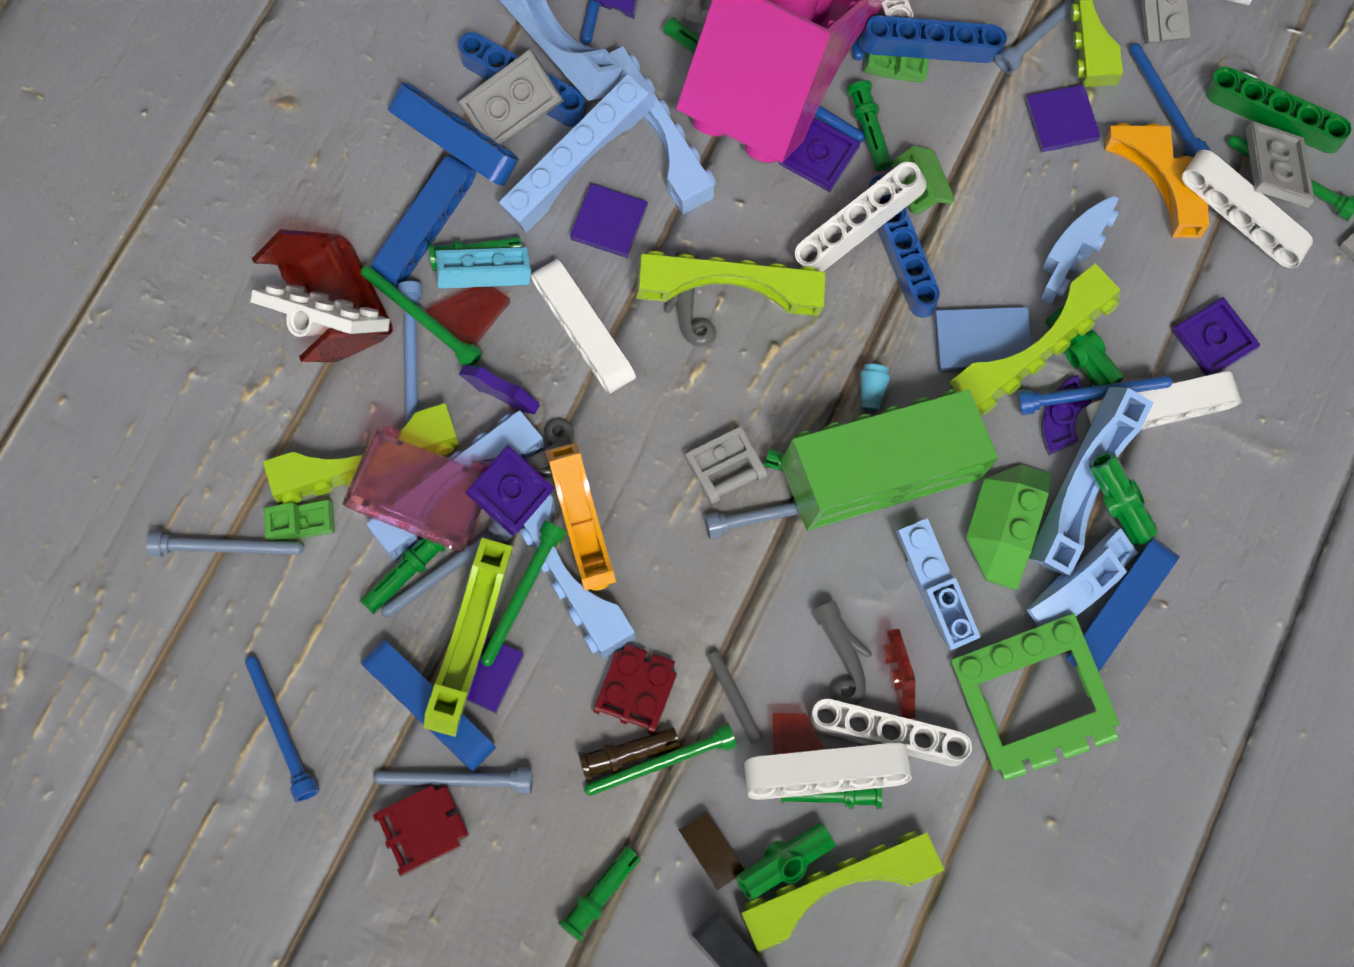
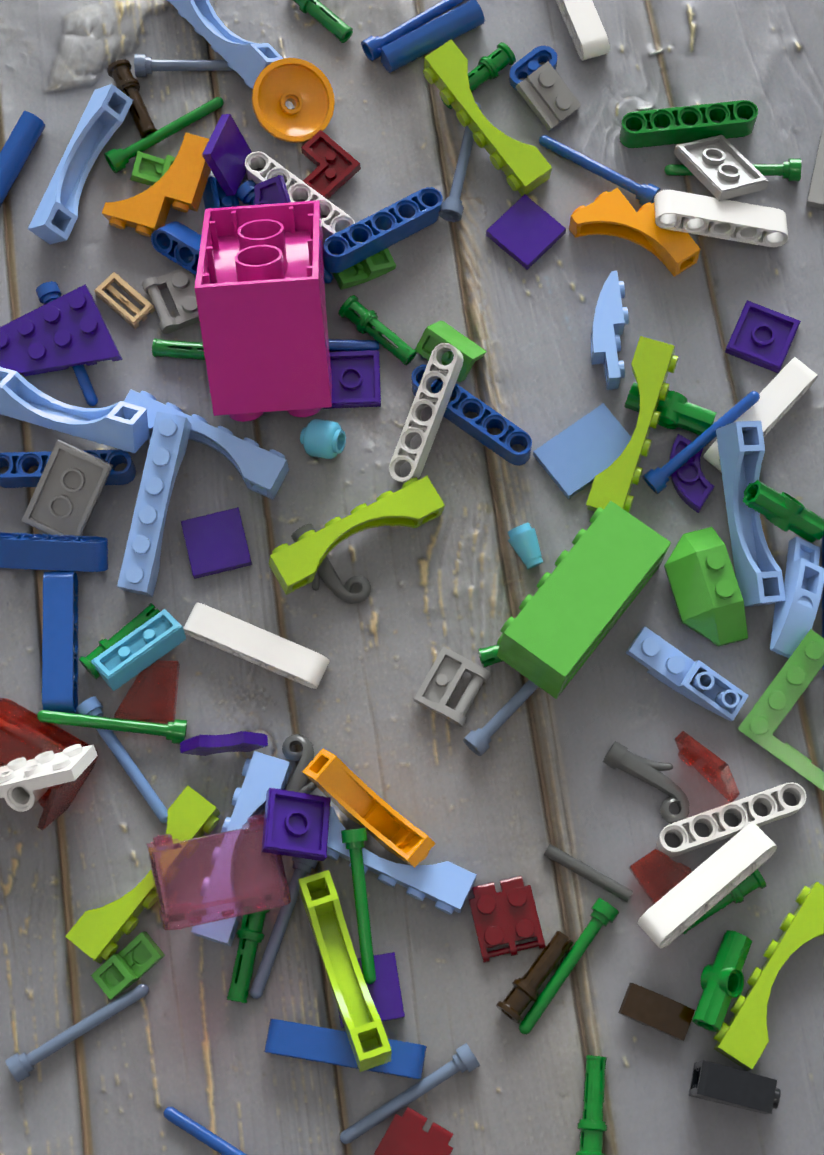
camera: 30 degrees left, 0 degrees up
(759, 188) = (323, 439): none -> medium azure head

